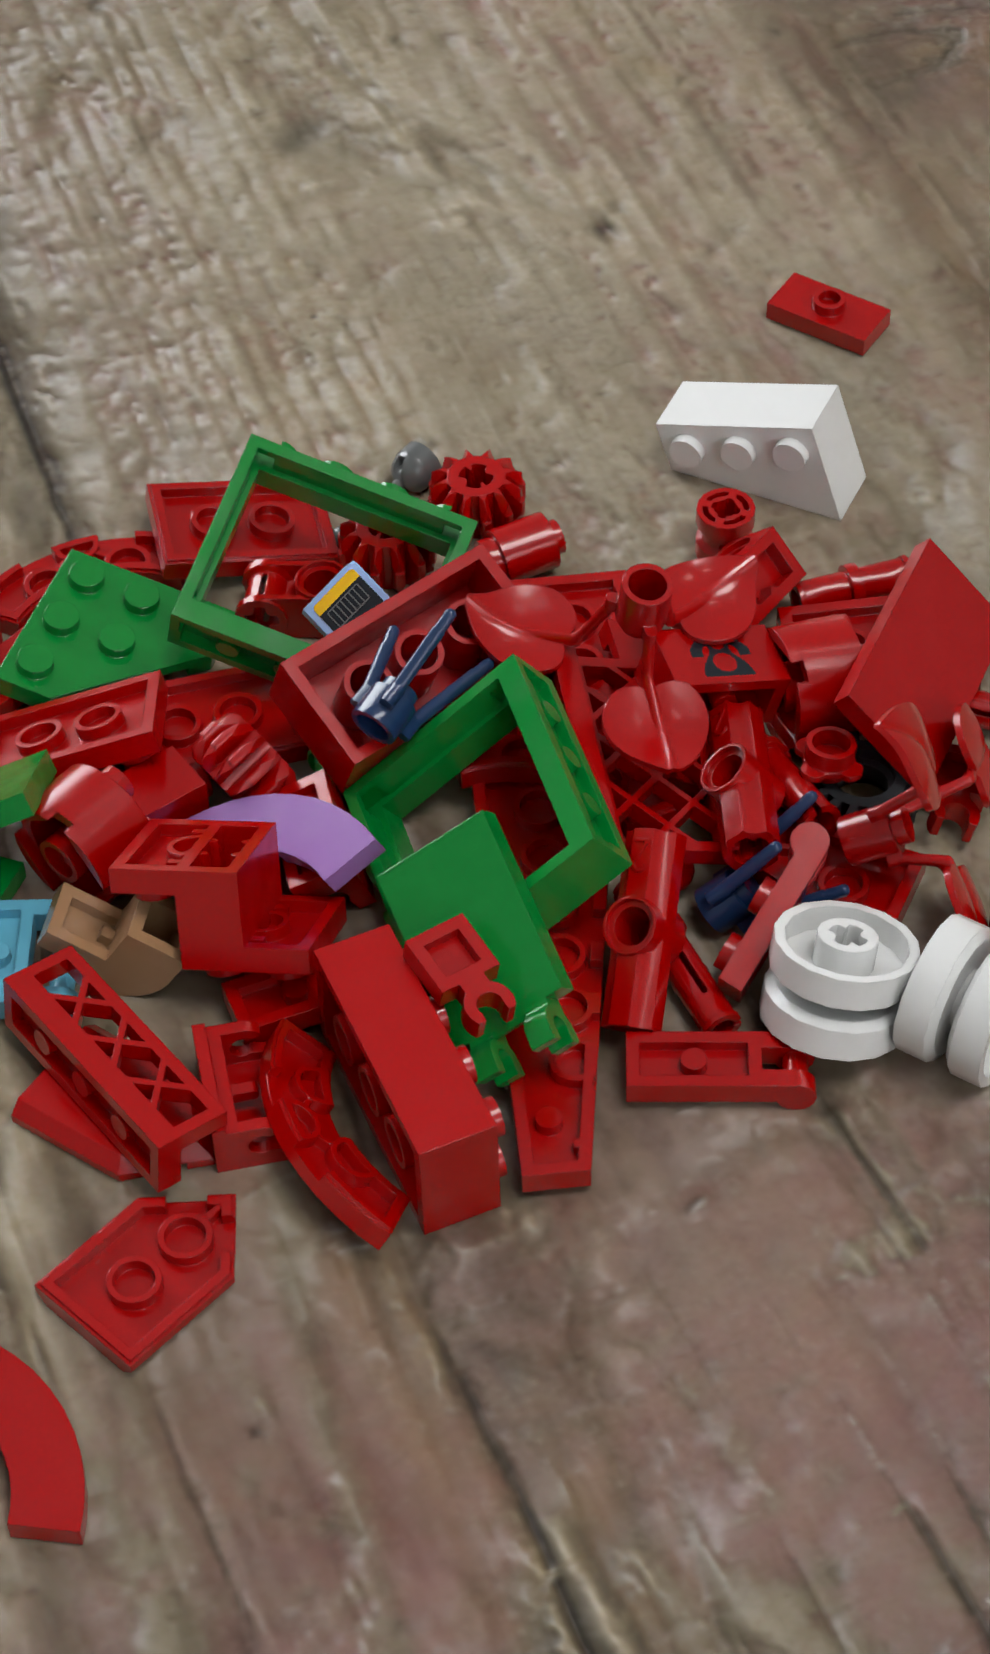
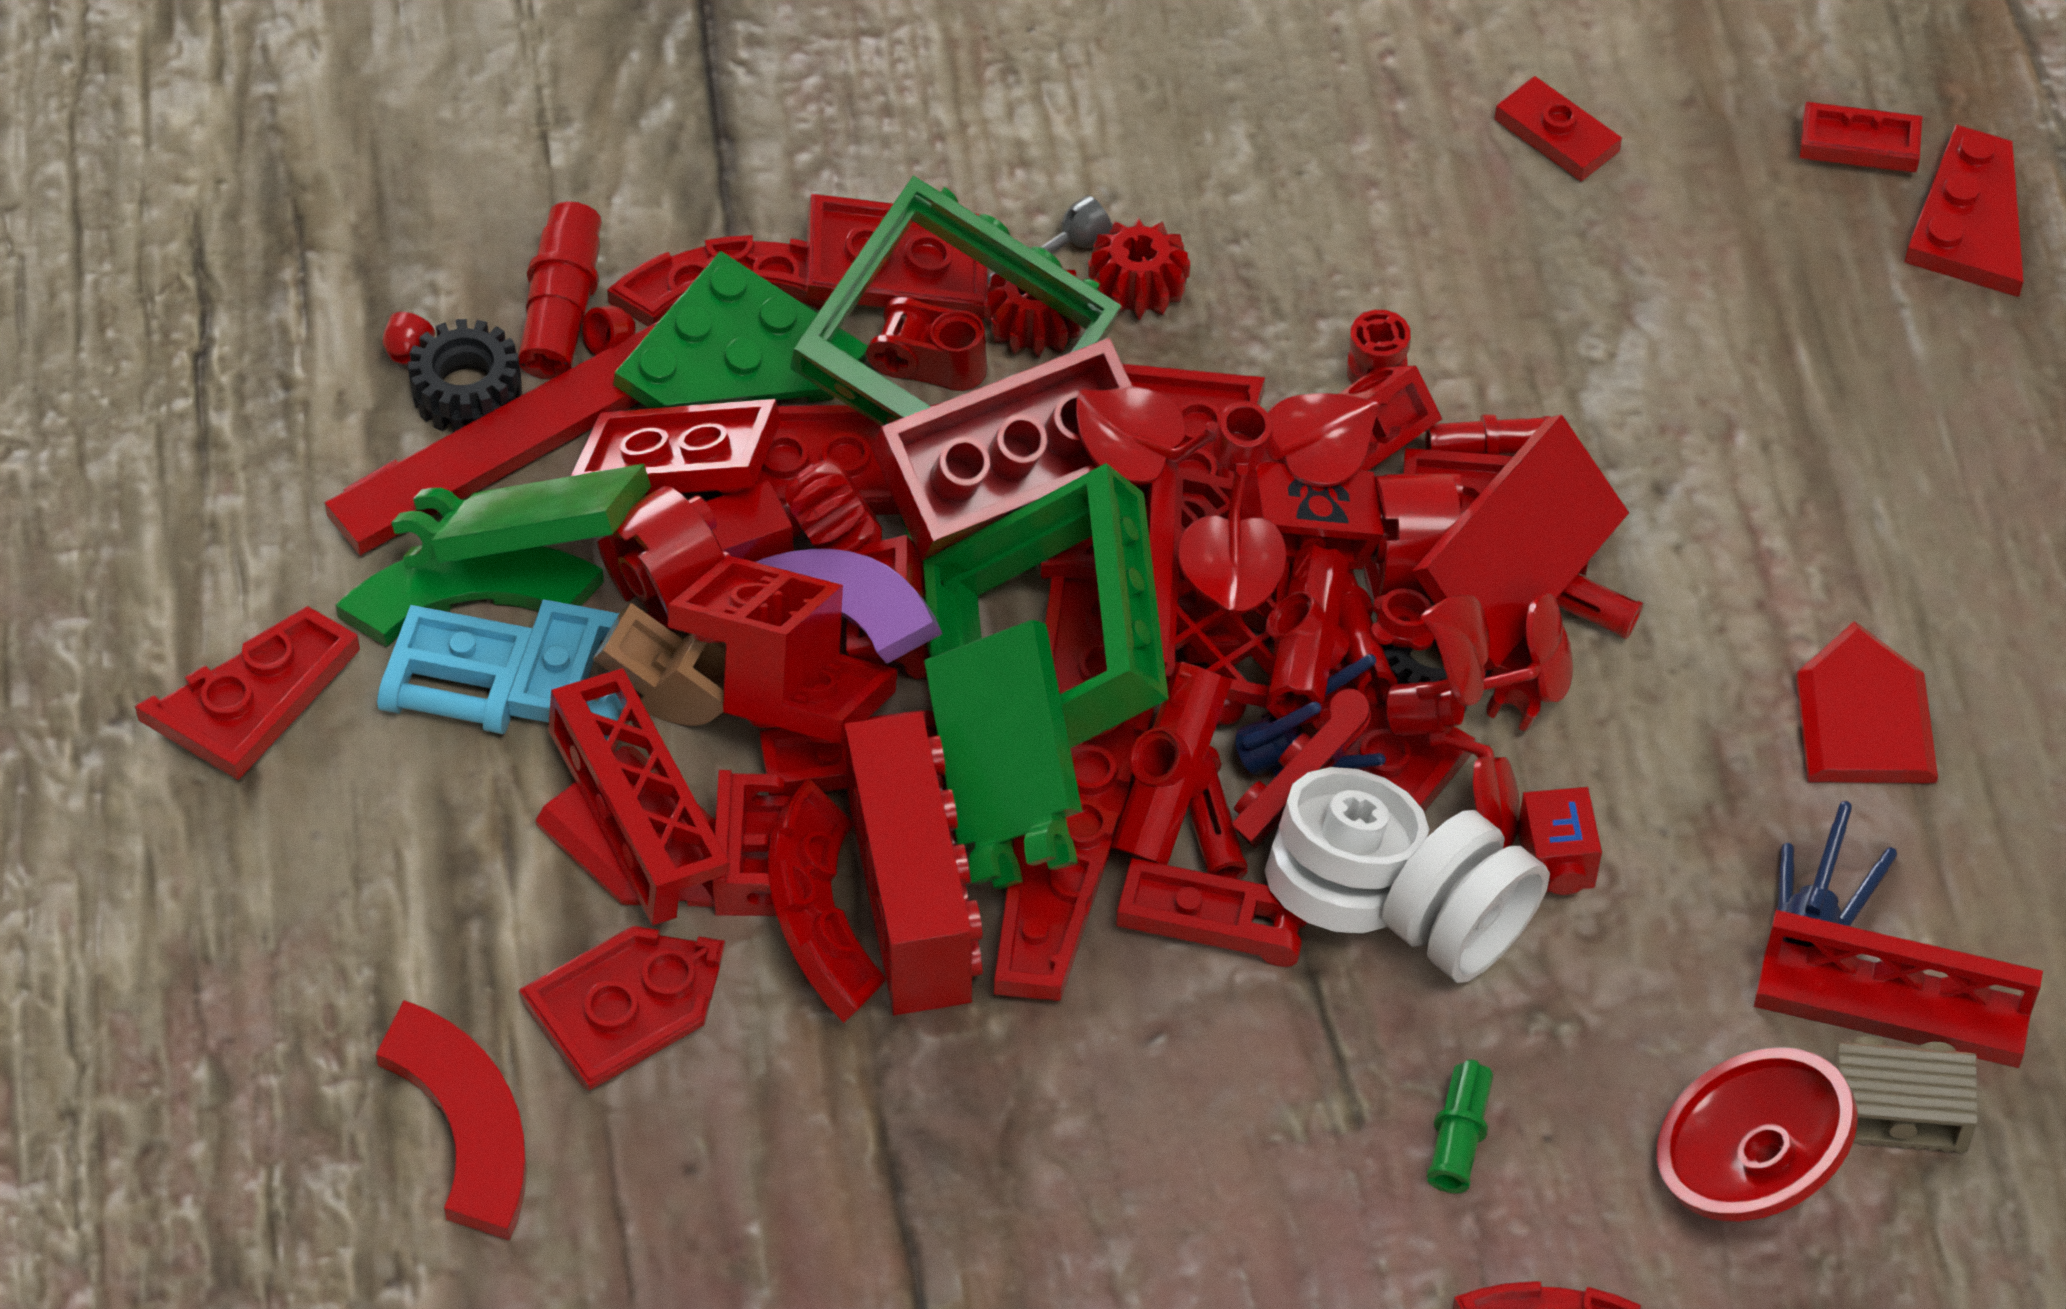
camera: 10 degrees right, 5 degrees up
(344, 599) = (967, 367): slope -> none
(387, 707) = (975, 491): dark blue plant -> none
(460, 966) = (975, 768): red plate -> none
(526, 546) = (1167, 334): red brick -> none
(766, 441) = (1446, 264): white wedge -> none

